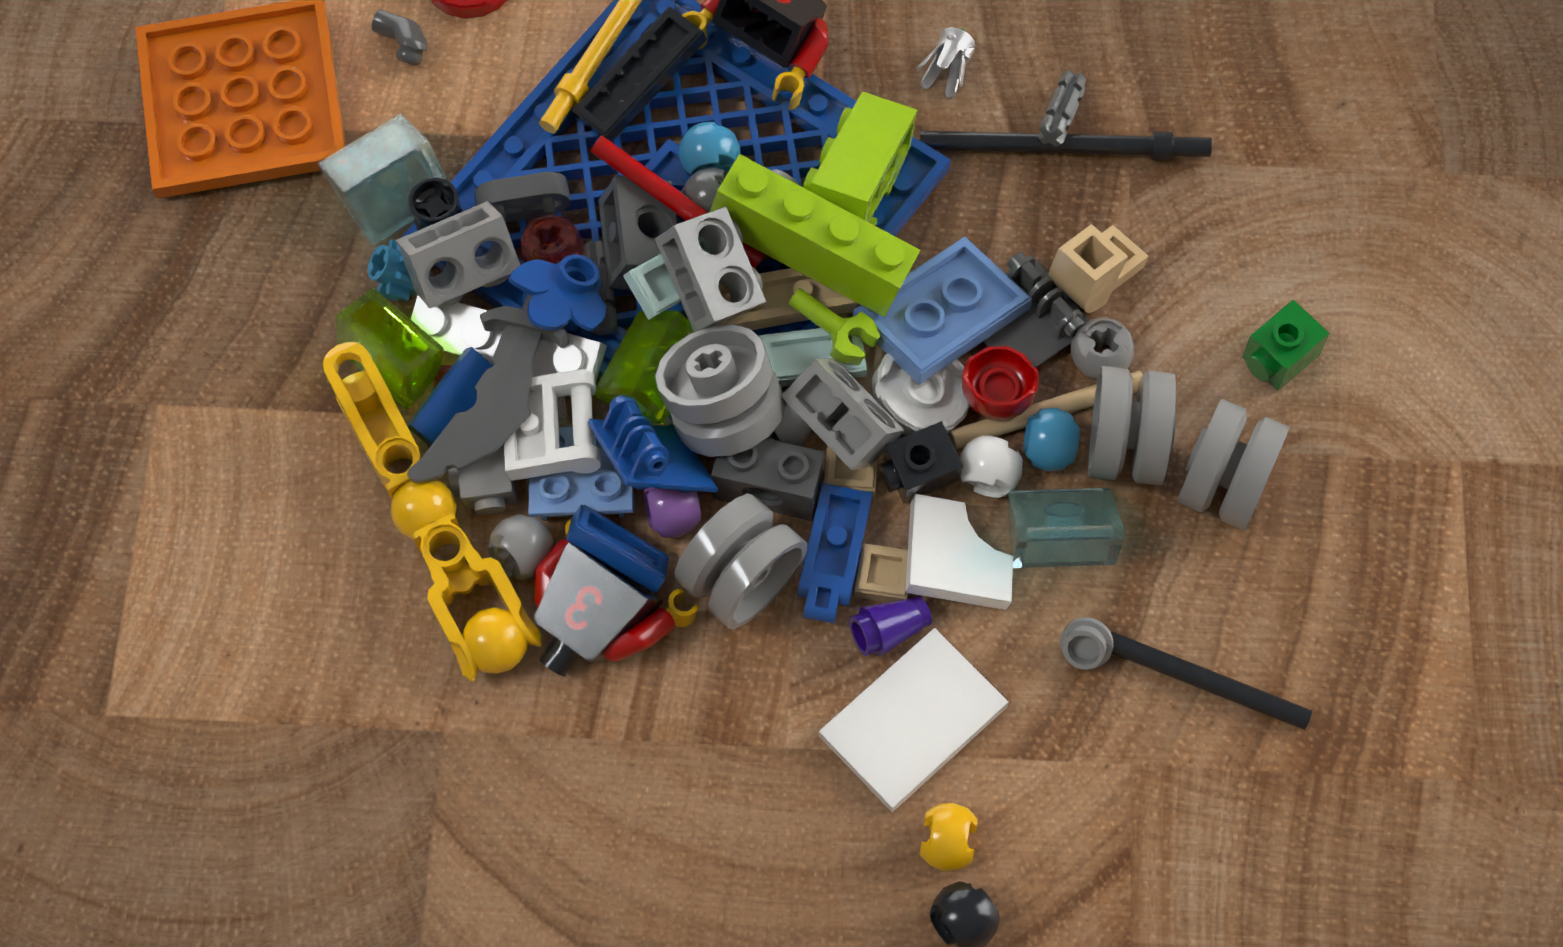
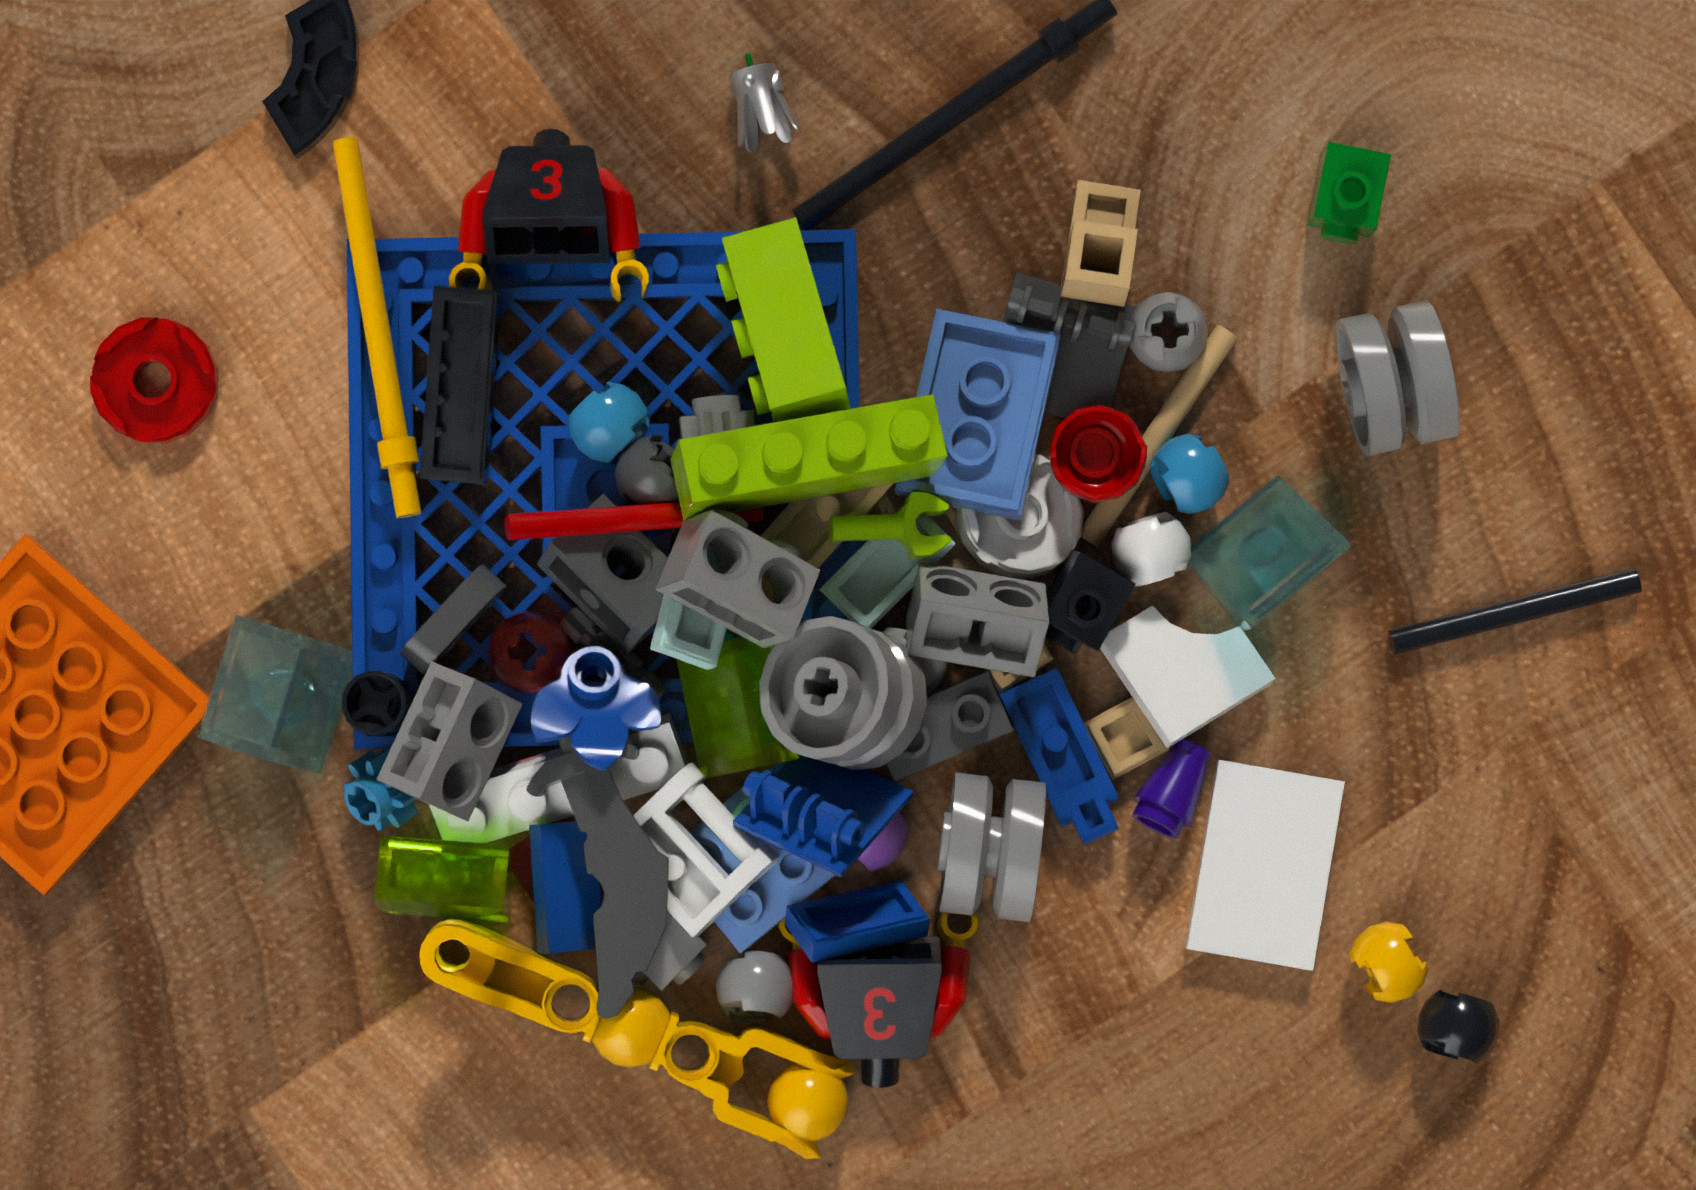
camera: 40 degrees left, 20 degrees up
(405, 32) = (152, 506): dark grey arm -> none
(1062, 108) = (926, 77): dark grey axle -> none
(1086, 643) = (1377, 666): light grey plate -> none
(1139, 425) = (1267, 410): light grey wheel -> none

